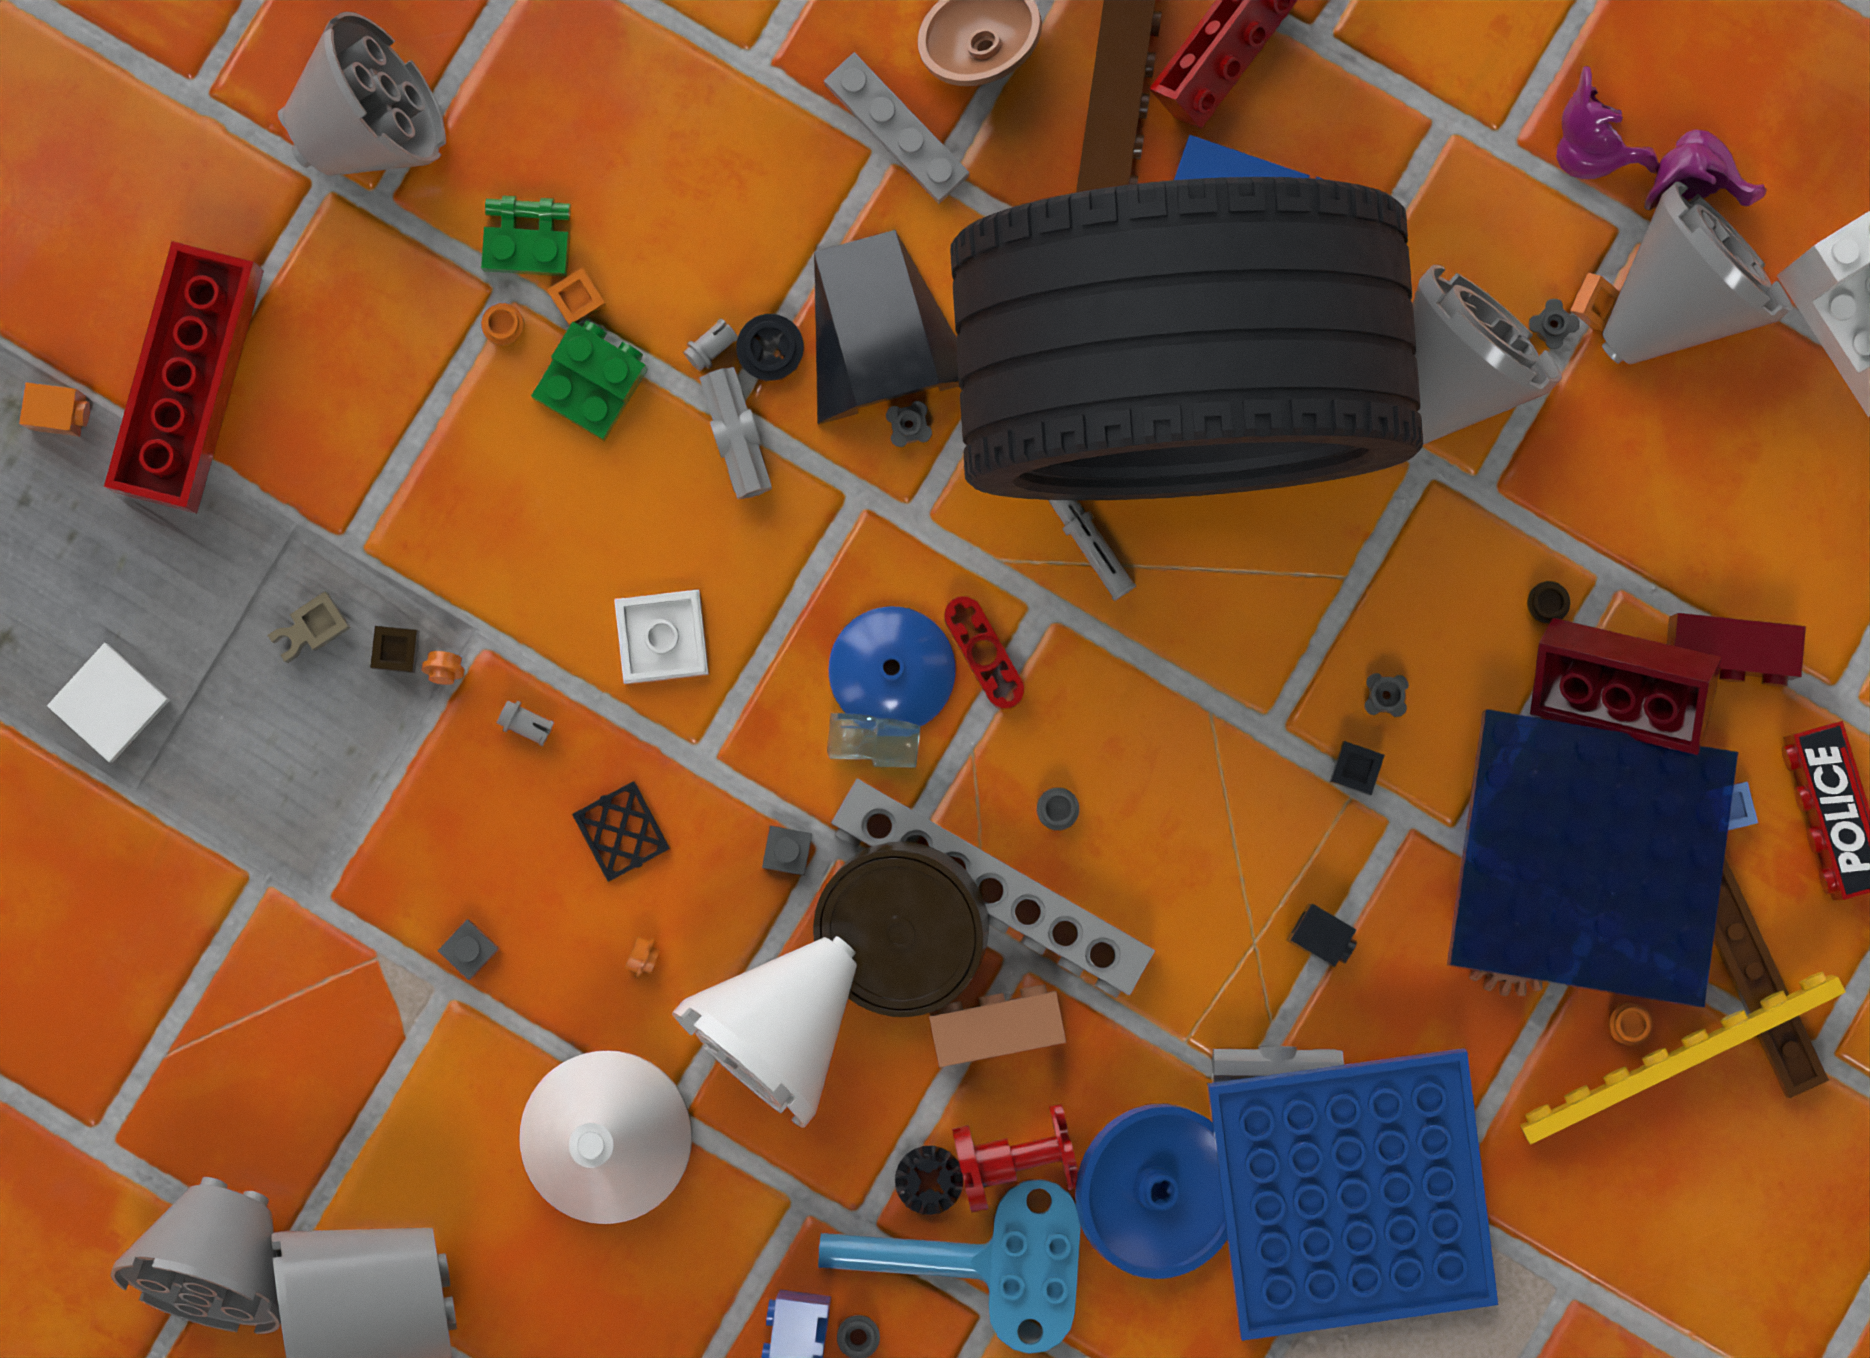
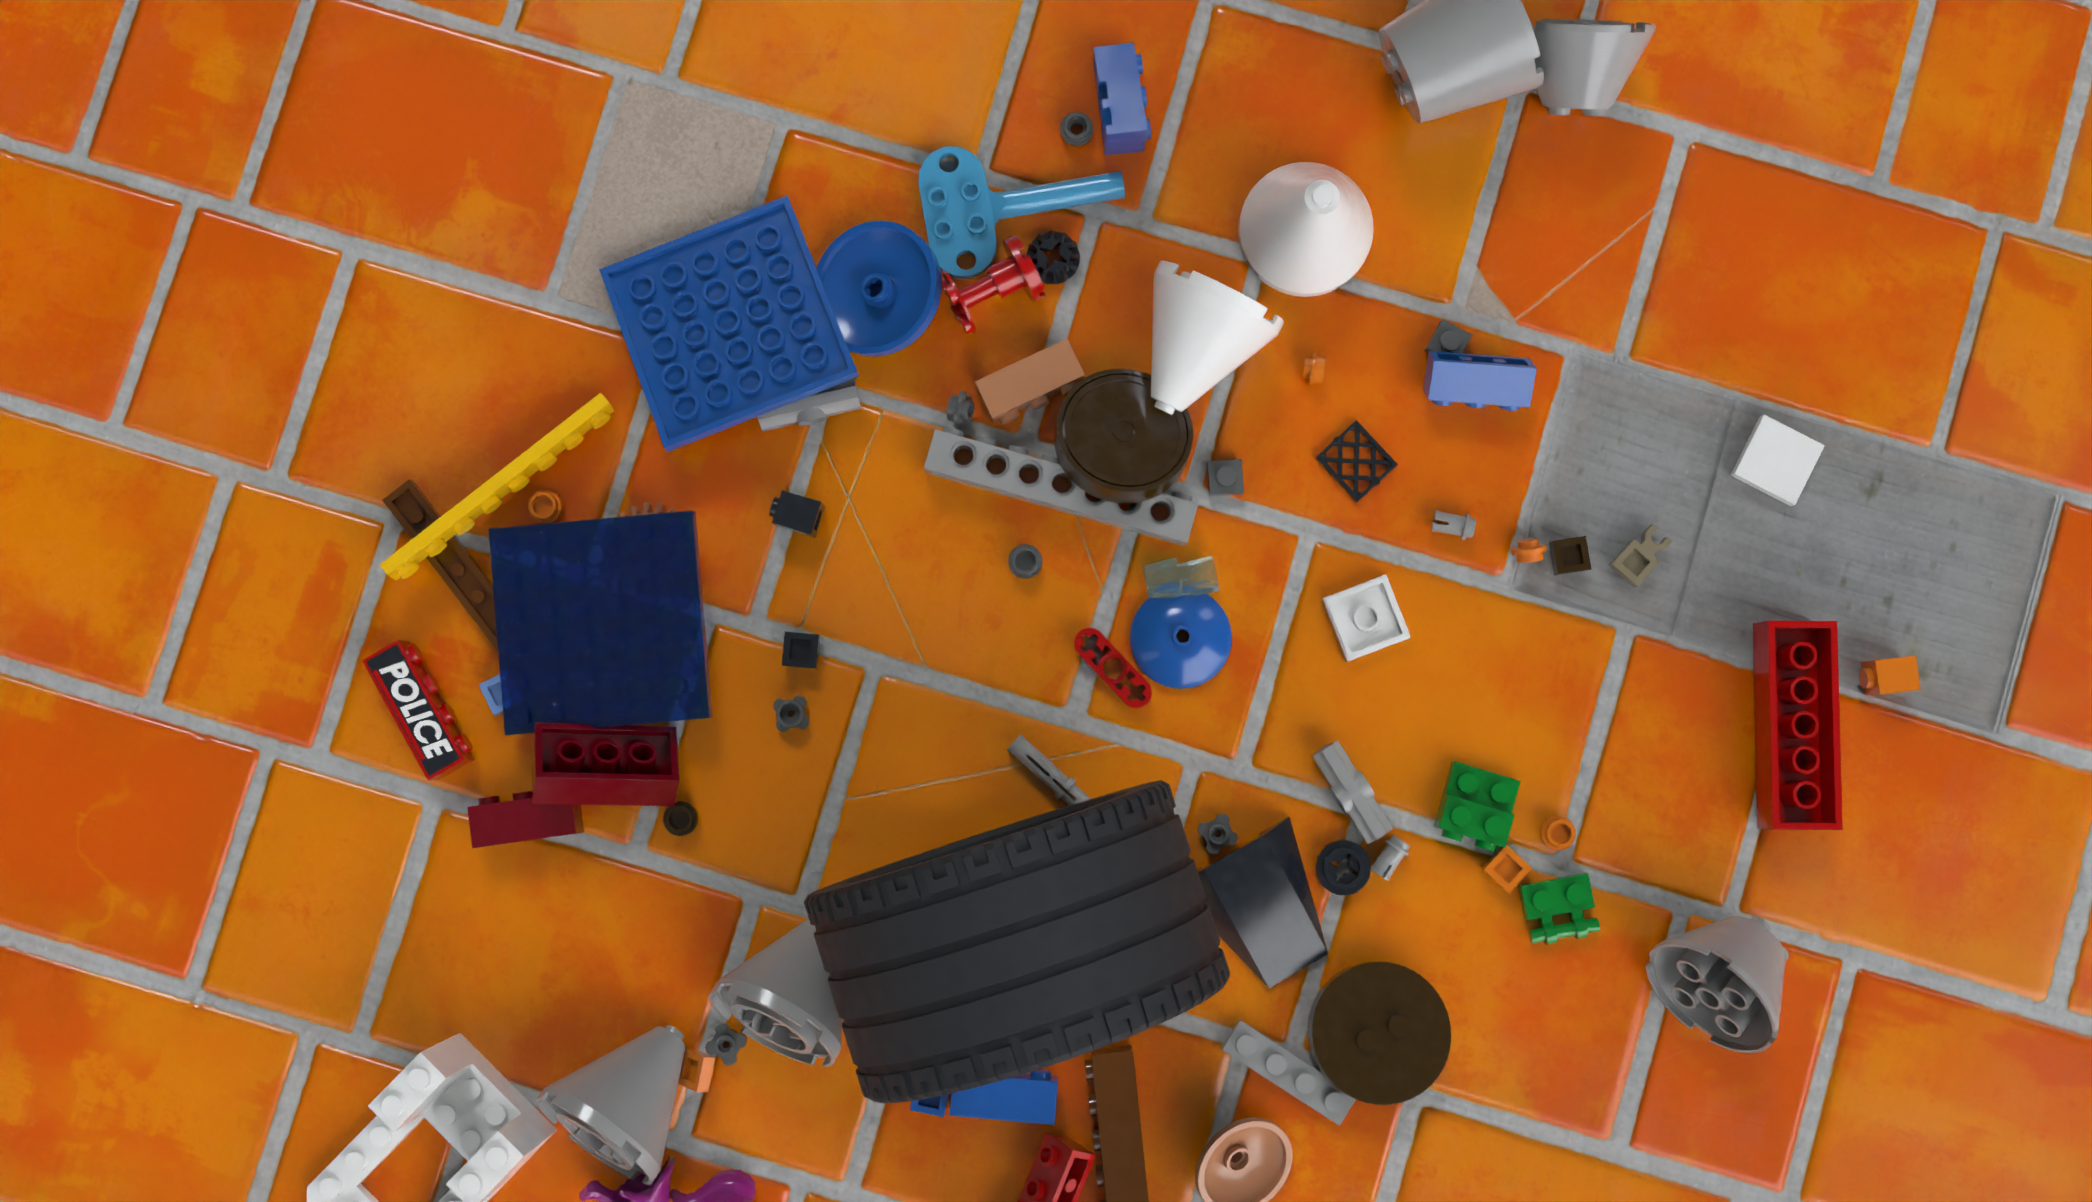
camera: 160 degrees right, 0 degrees up
(446, 890) = (1479, 380): none -> brick
(780, 145) = (1379, 1033): none -> dark brown brick
(1091, 1015) = (960, 409): none -> dark grey plate

